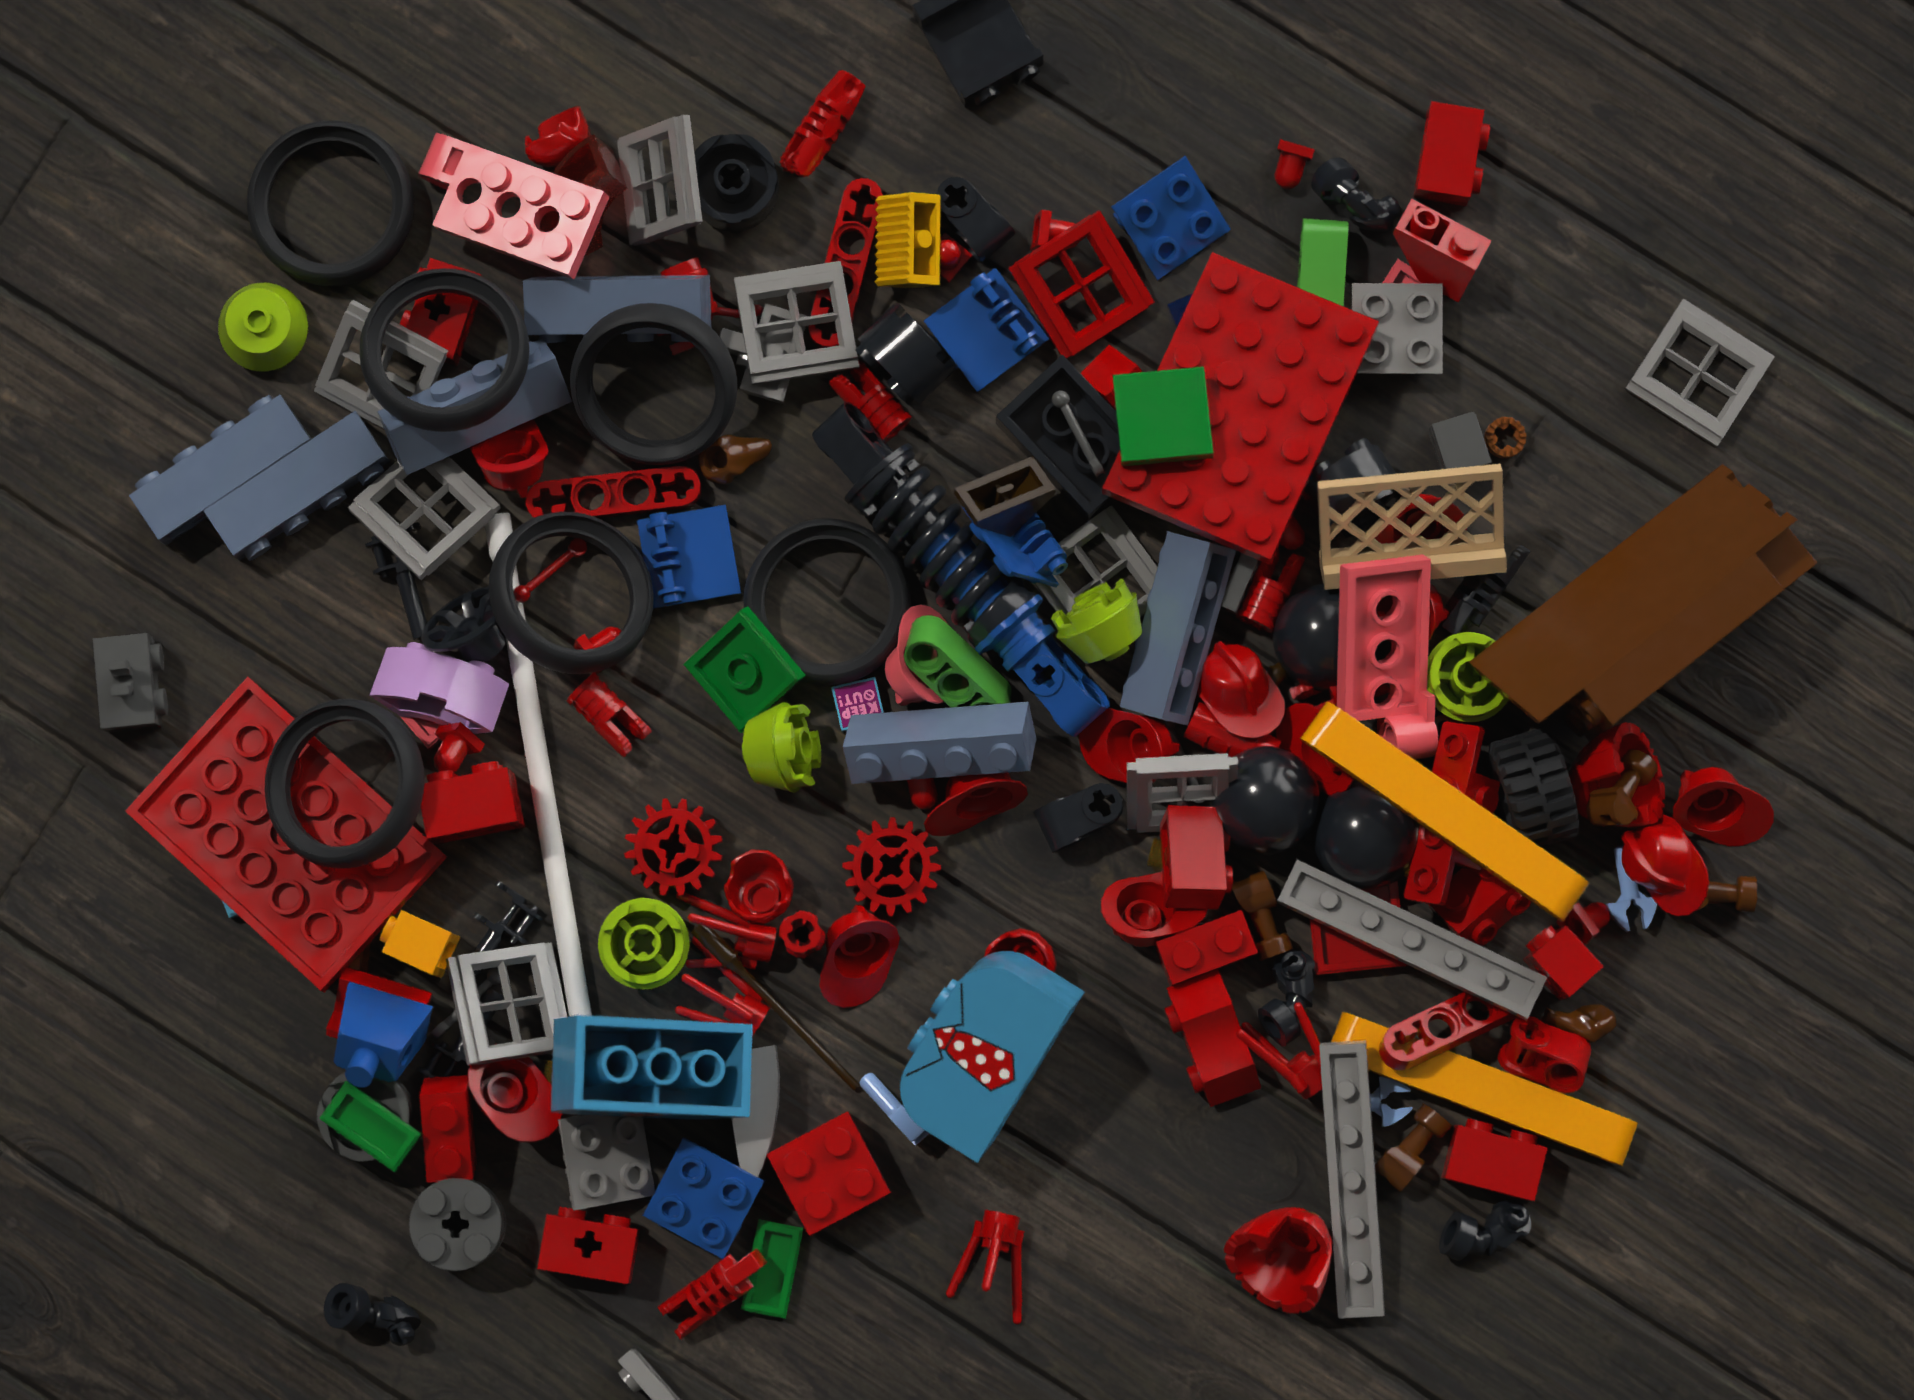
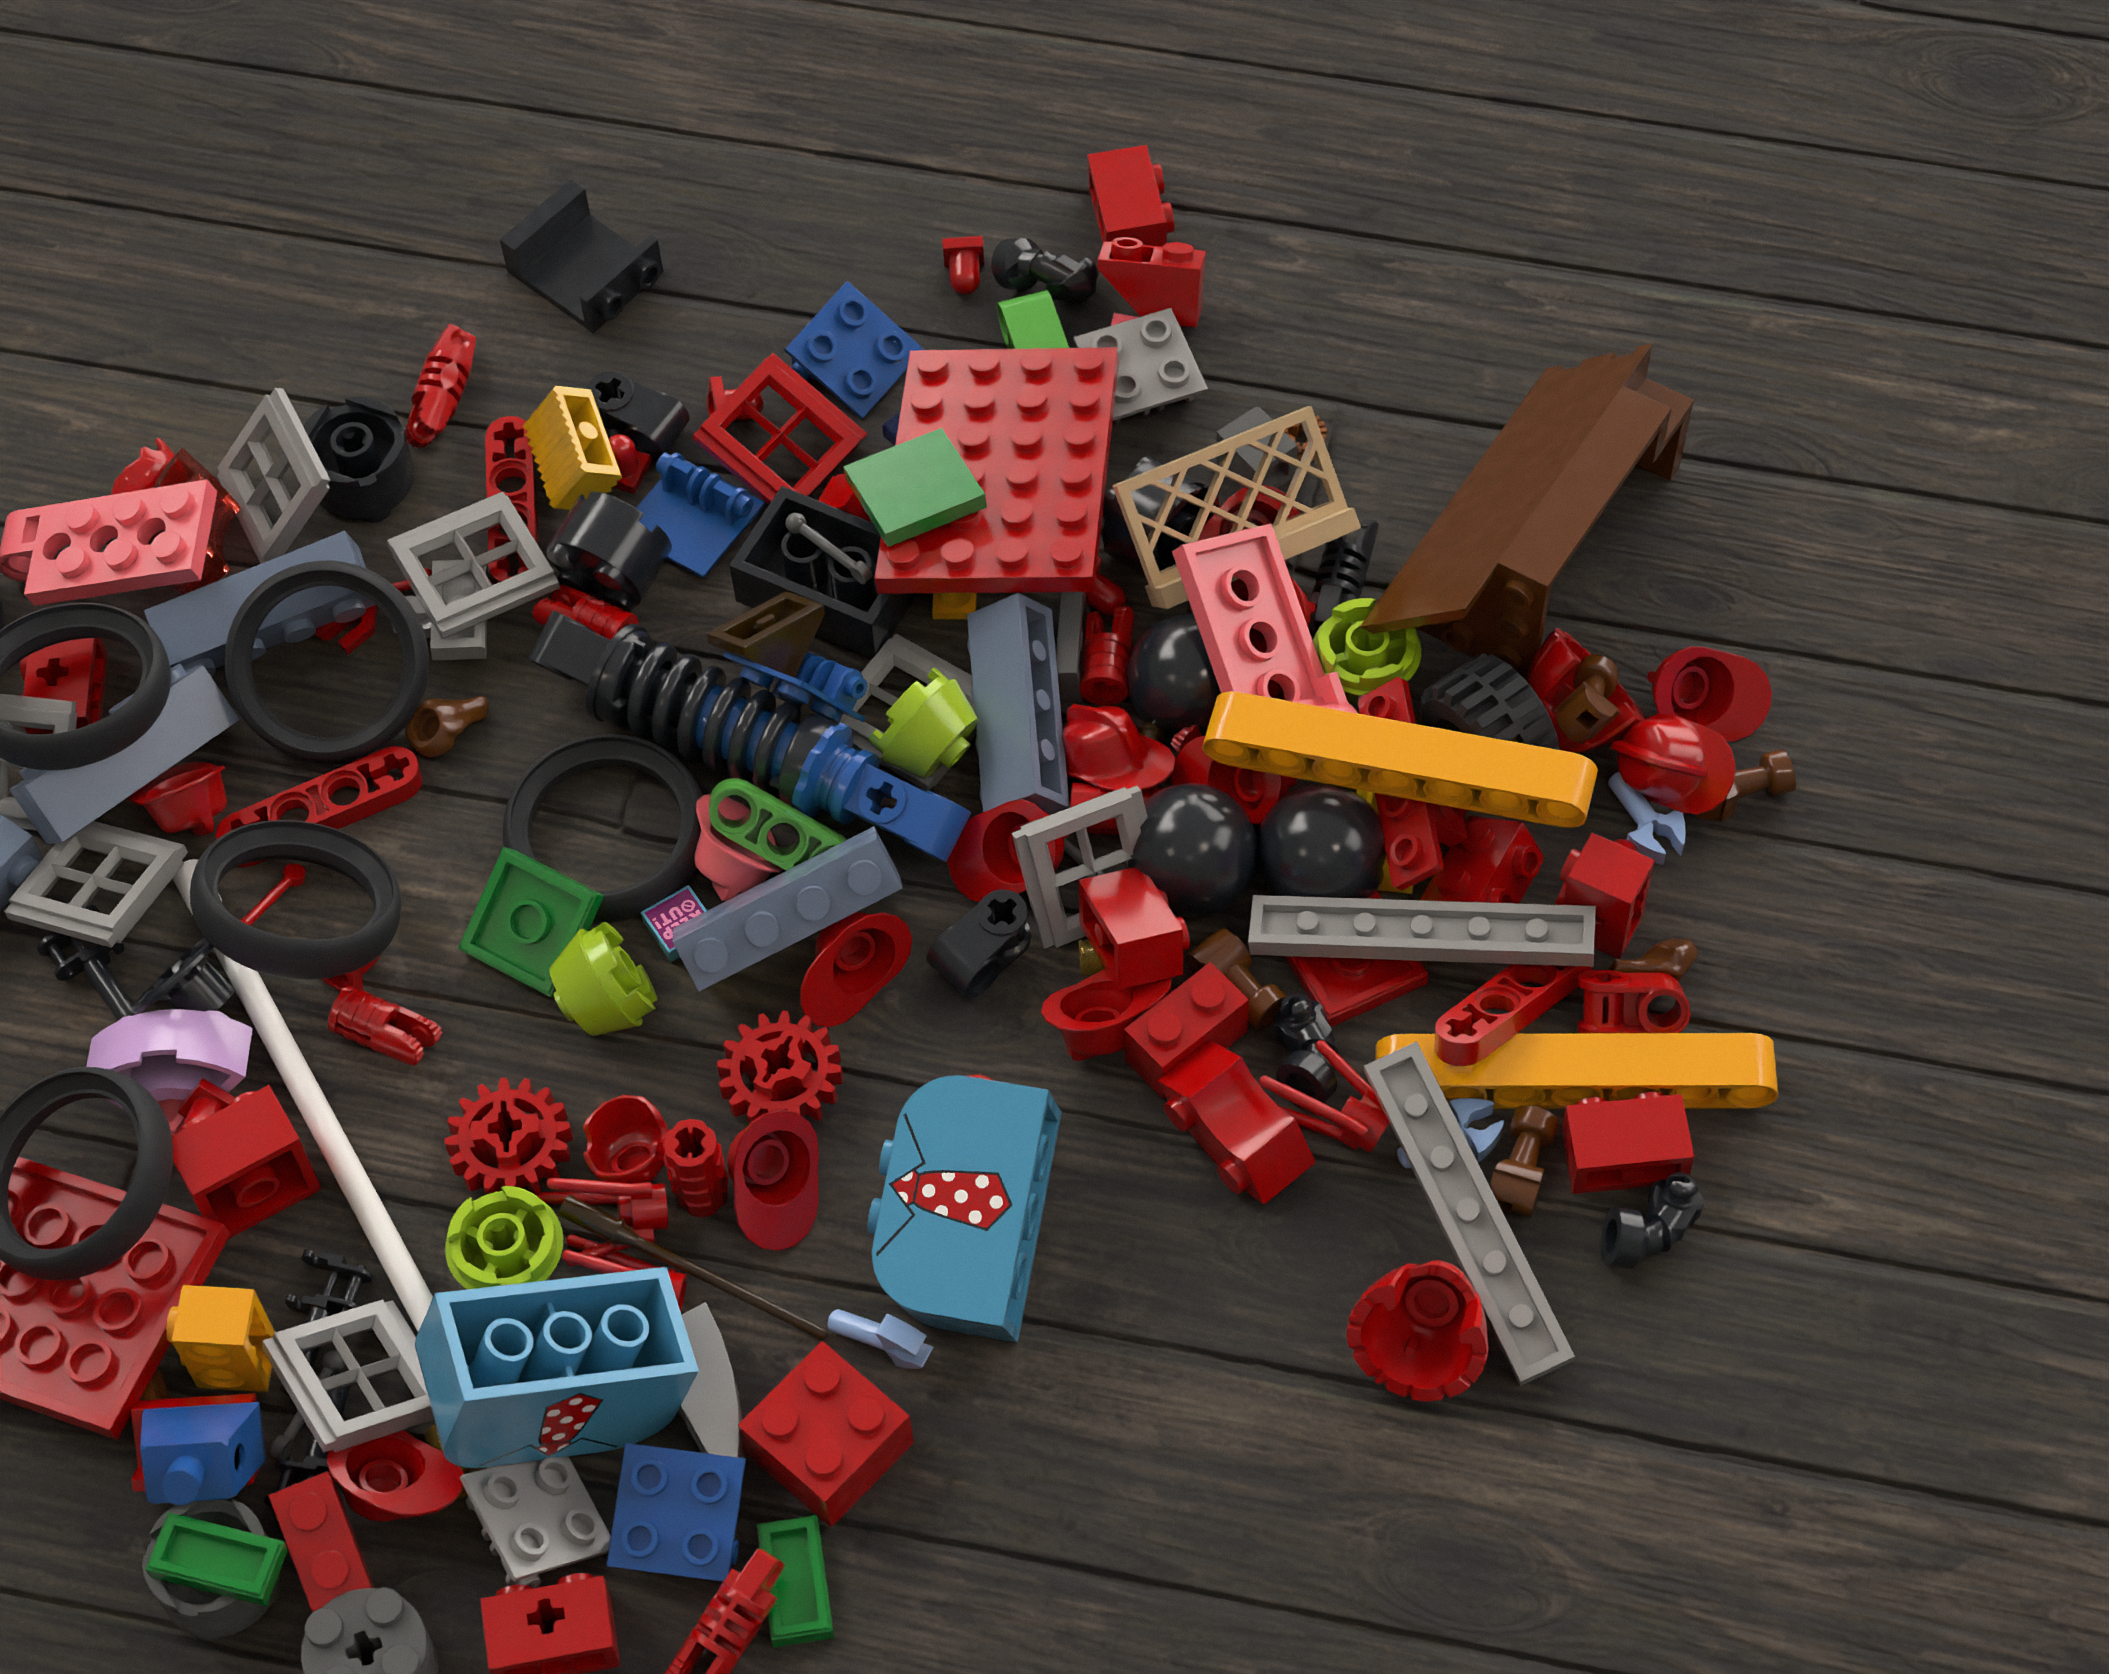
camera: 20 degrees left, 25 degrees down
(689, 555) = (427, 837): blue hinge -> none
(923, 792) = (781, 975): red piece -> none
(998, 1233) = (1064, 1436): red plant -> none
(1720, 339) = (1474, 351): light grey piece -> none

